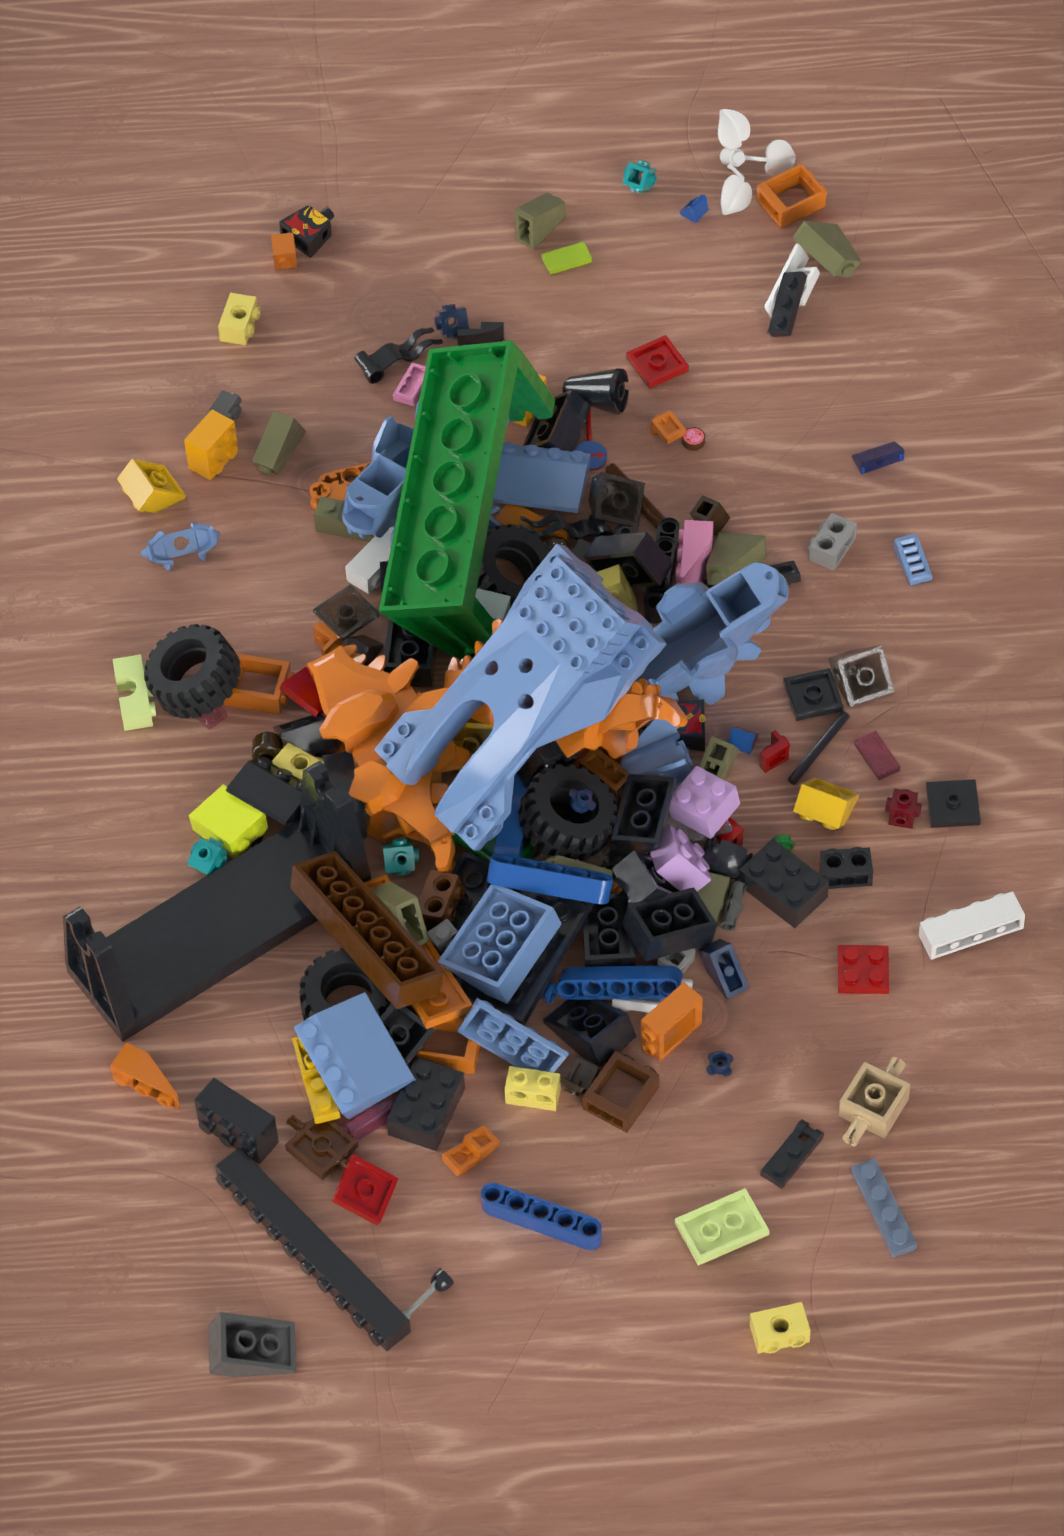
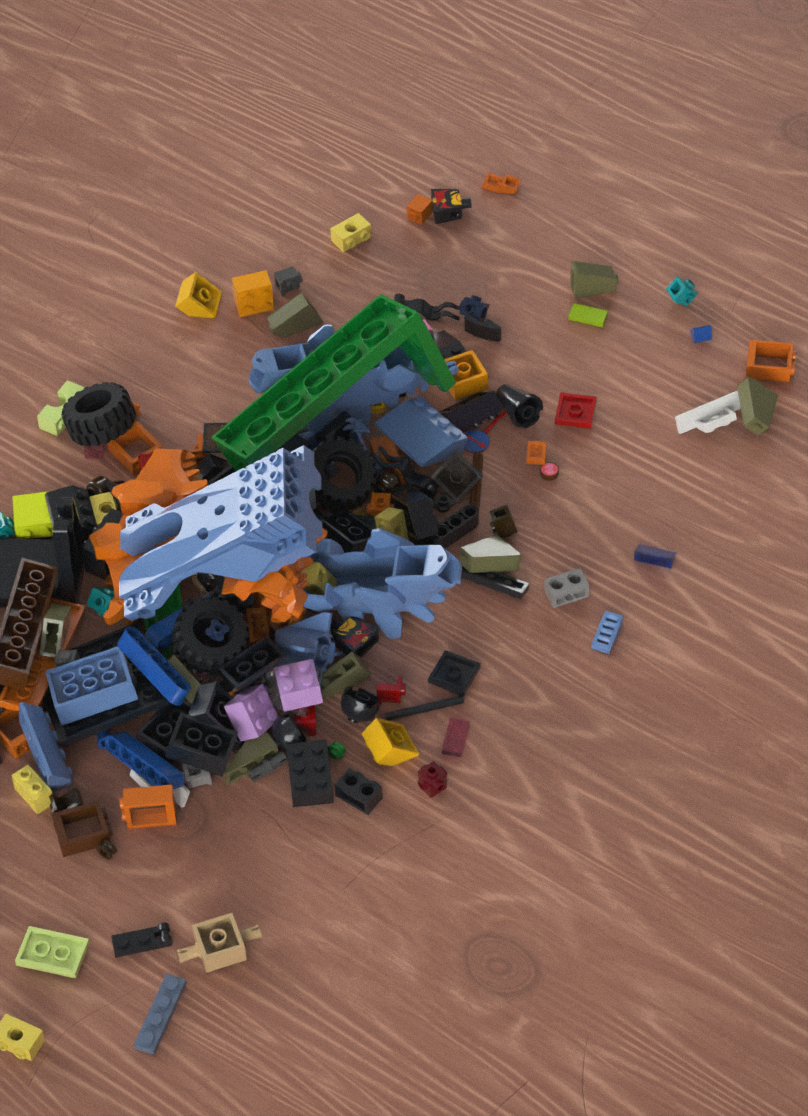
camera: 40 degrees right, 5 degrees down
(162, 548) = (164, 336): medium blue piece -> none
(338, 175) = (504, 185): none -> orange slope
(435, 898) = (91, 638): reddish brown brick -> none
(591, 1028) = (103, 779): black slope -> none
(667, 1093) = (106, 849): none -> dark brown bush
(694, 551) = (467, 531): bright pink slope -> none
(719, 1057) = (157, 850): dark blue plate -> none
(724, 967) = (219, 799): dark blue slope -> none
(731, 131) = (757, 292): white plant -> none
(743, 739) = (382, 670): blue slope -> none
(763, 785) = (359, 705): none -> black cylinder
(787, 304) = (692, 424): black plate -> none
(861, 674) = (495, 680): clear smoke slope -> none
(863, 969) = (305, 861): red plate -> none
(953, 803) = (470, 799): black plate -> none
(971, 925) = (395, 880): white brick -> none

